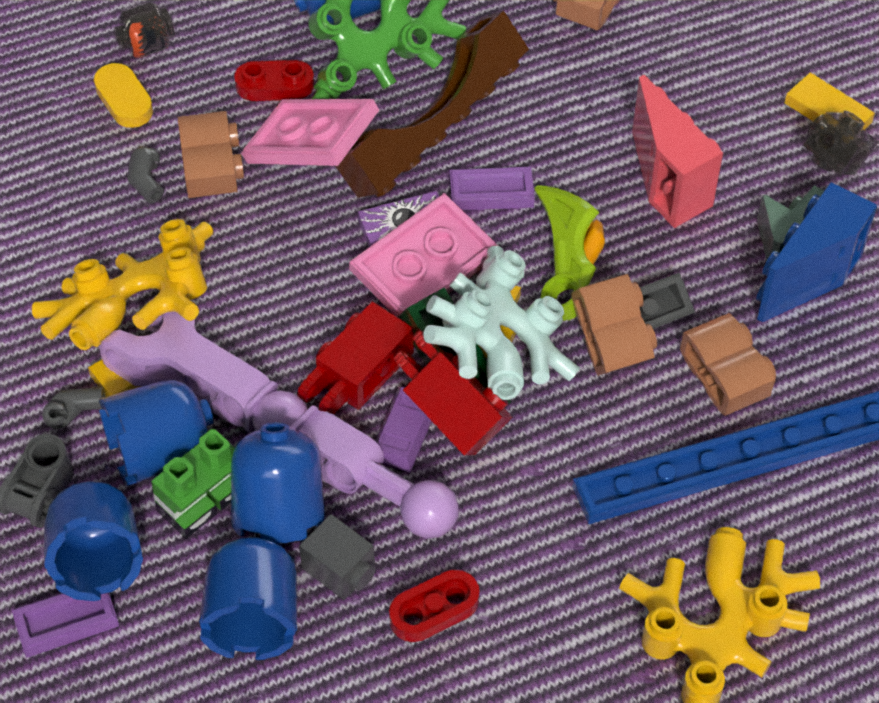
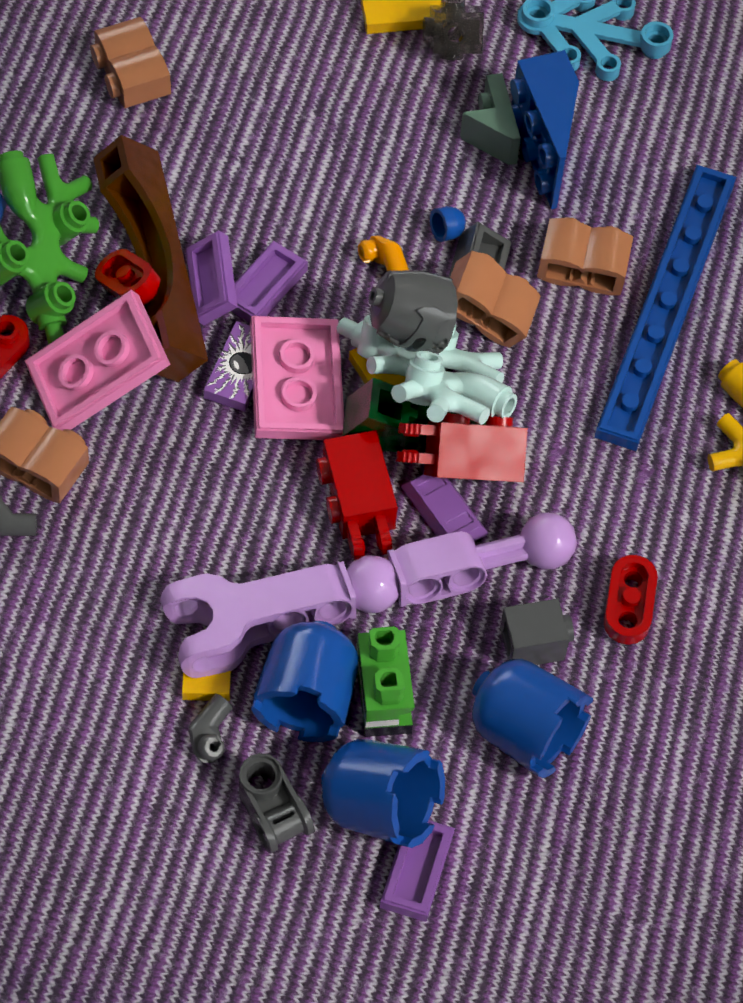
camera: 55 degrees left, 5 degrees up
(100, 303) = (128, 624): yellow plant -> none
(276, 484) = (452, 625): blue cylinder -> none
(402, 104) = (126, 272): none -> red plate
(457, 151) = (211, 277): none -> medium lavender tile
(523, 265) = (414, 309): none -> dark grey helmet
(569, 222) = (353, 251): lime piece -> none
(663, 259) = (447, 223): none -> blue hinge
(674, 156) = (363, 139): coral slope -> none

